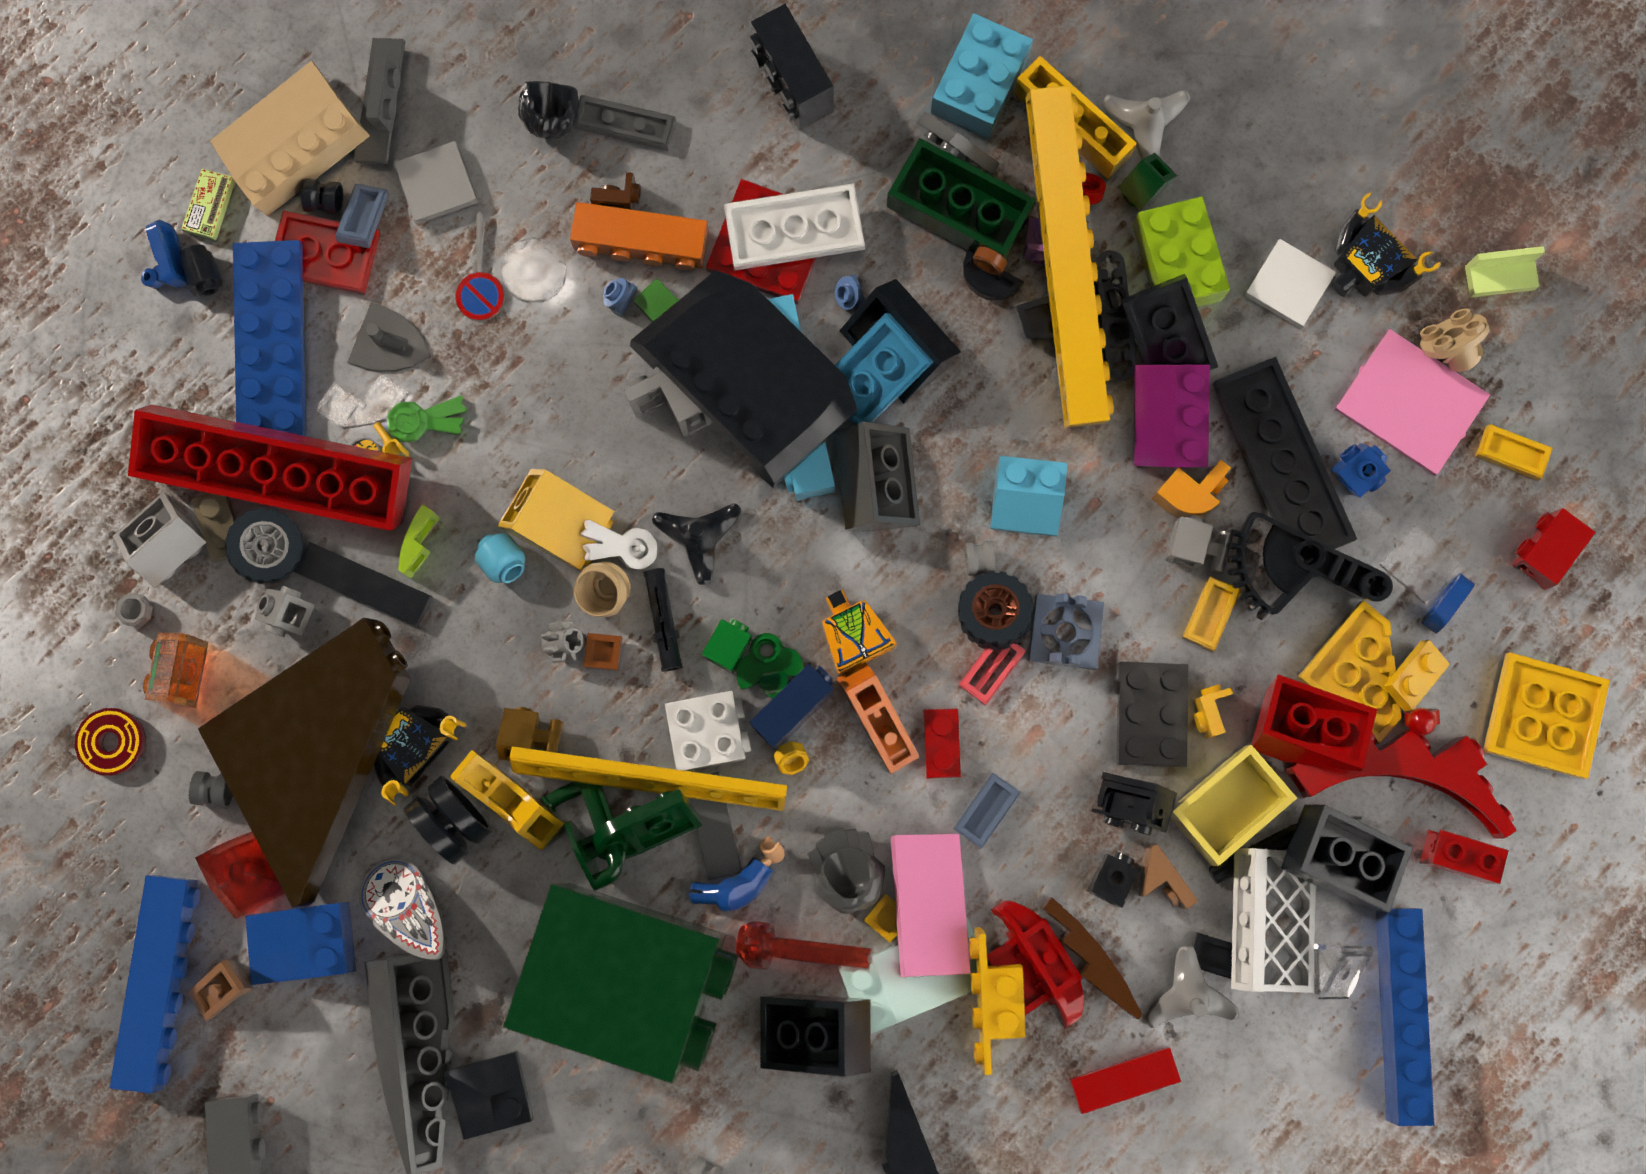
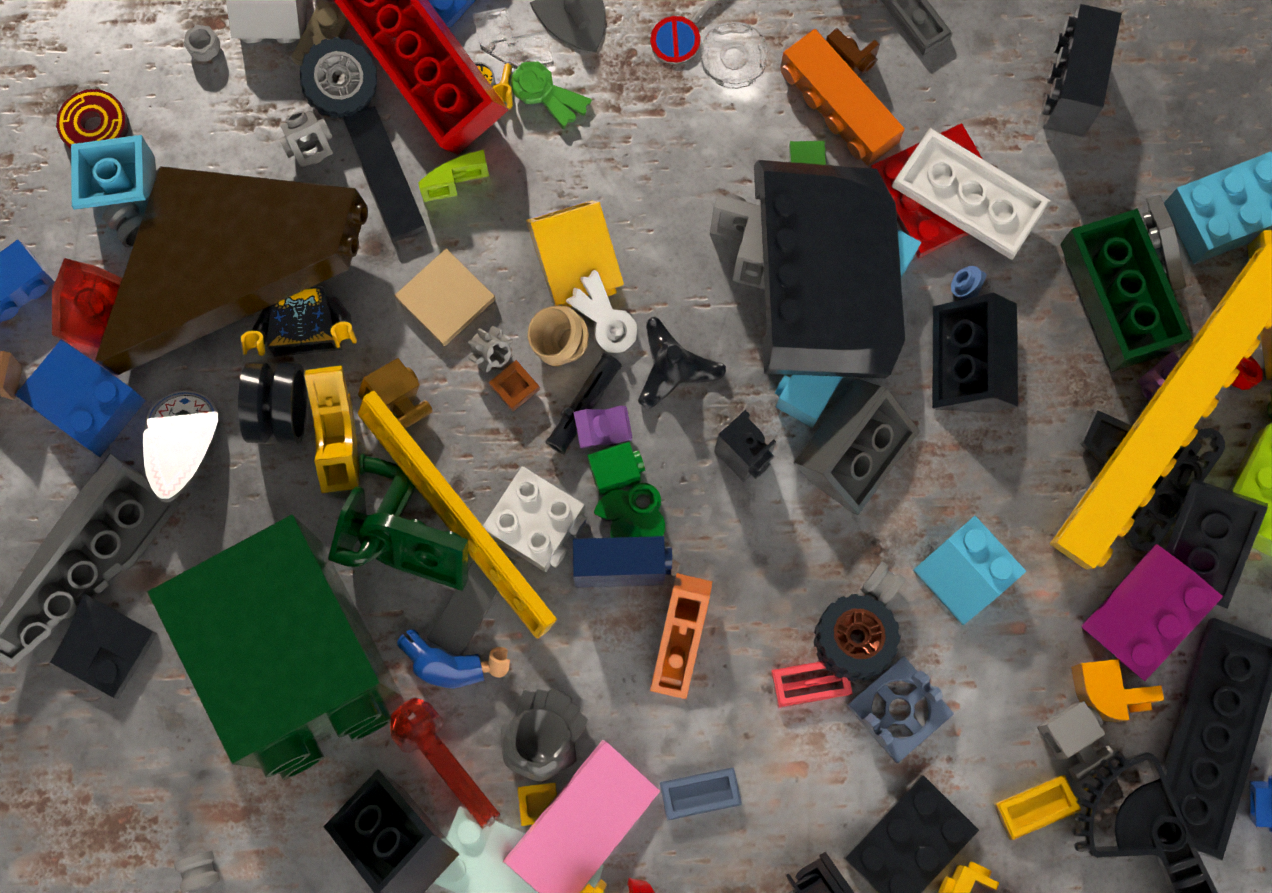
camera: 40 degrees right, 5 degrees down
(167, 766) = (111, 172): none -> medium azure slope
(175, 669) = (188, 111): clear orange slope -> none
(493, 634) = (445, 297): none -> tan tile
(500, 558) = (504, 244): medium azure head -> none
(619, 295) = (782, 129): medium blue plate -> none
(693, 624) = (603, 427): none -> medium lavender bracket
(791, 758) = (582, 603): yellow tile -> none
(804, 551) = (744, 448): none -> black hinge
(854, 633) = (724, 551): torso -> none
(882, 367) = (941, 361): dark azure tile -> none
(942, 743) = (714, 705): red plate -> none
(988, 285) = (1093, 373): black tile -> none
(989, 260) = (1107, 355): dark orange tile -> none

